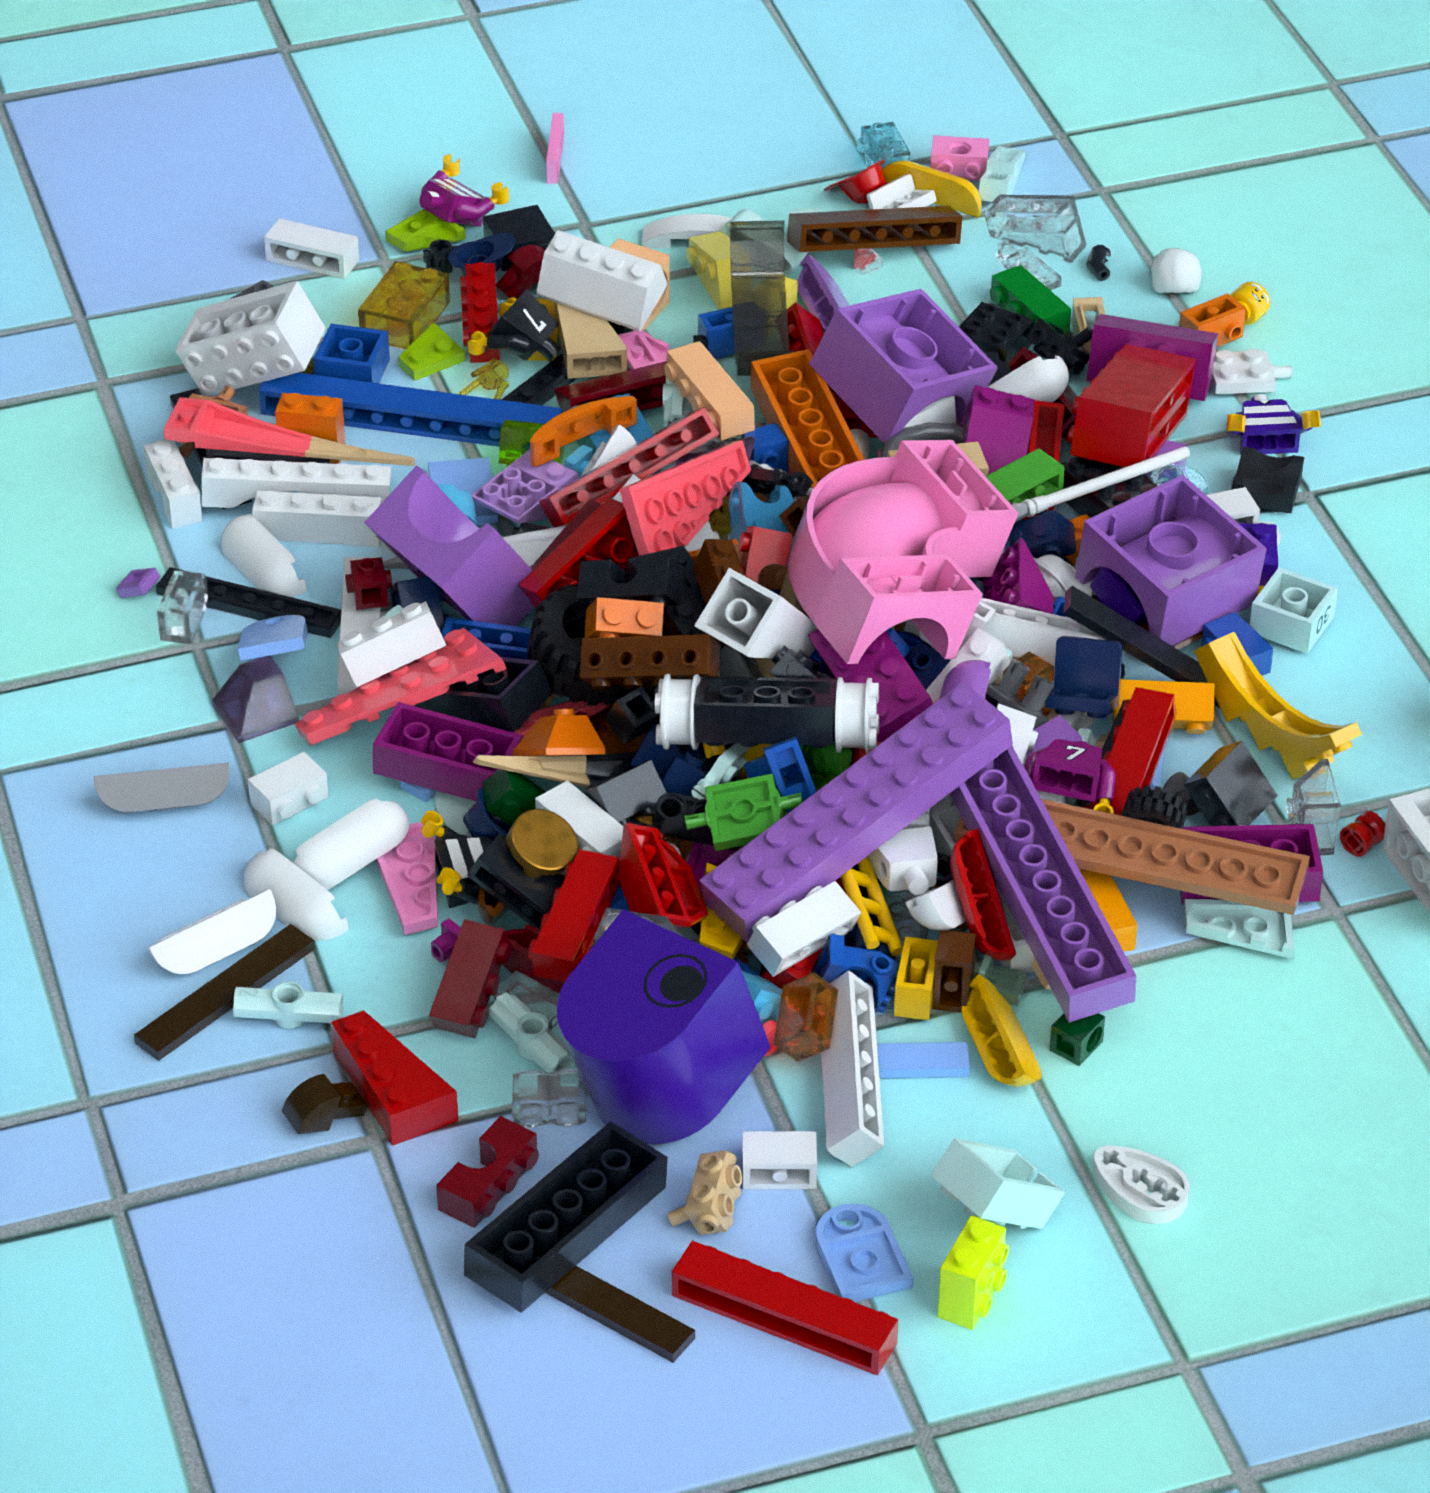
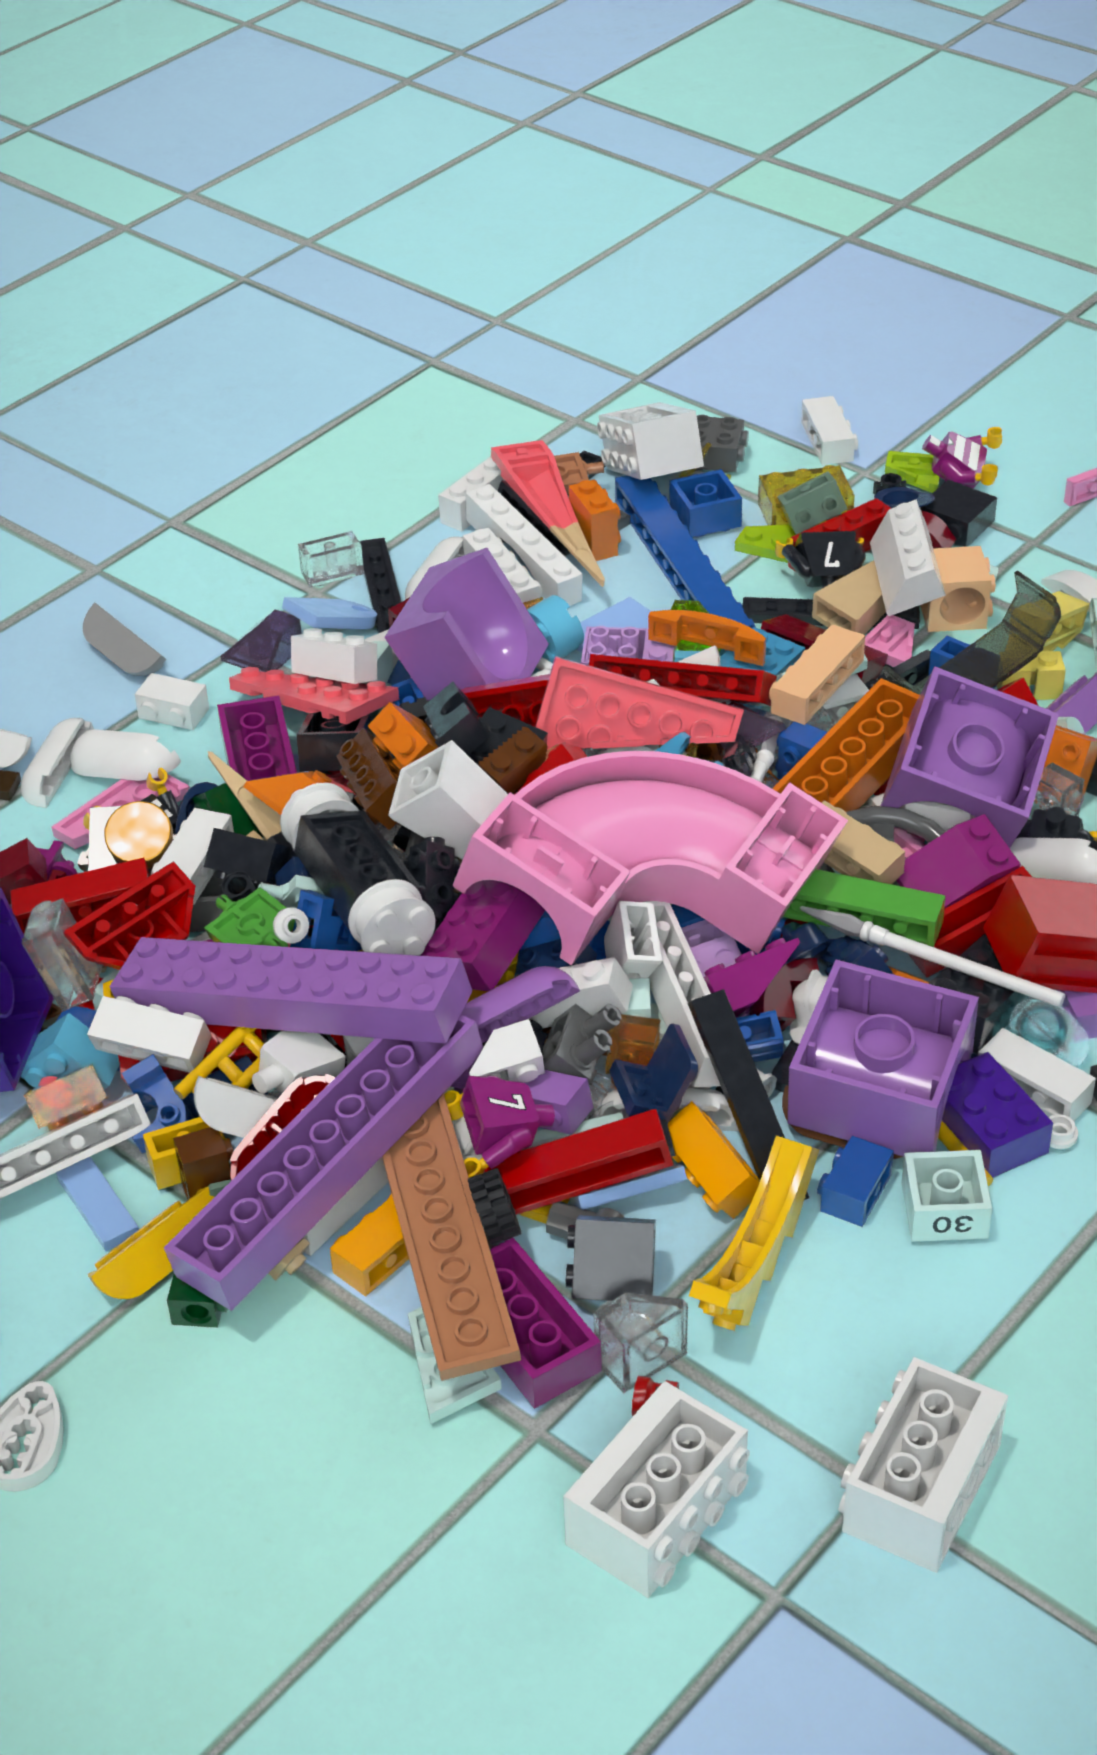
camera: 60 degrees right, 0 degrees up
(137, 582) = (358, 529): medium lavender tile -> none
(440, 298) = (812, 502): none -> sand green brick
(491, 376) = (771, 579): clear yellow plant -> none
(789, 778) = (281, 921): none -> white plate

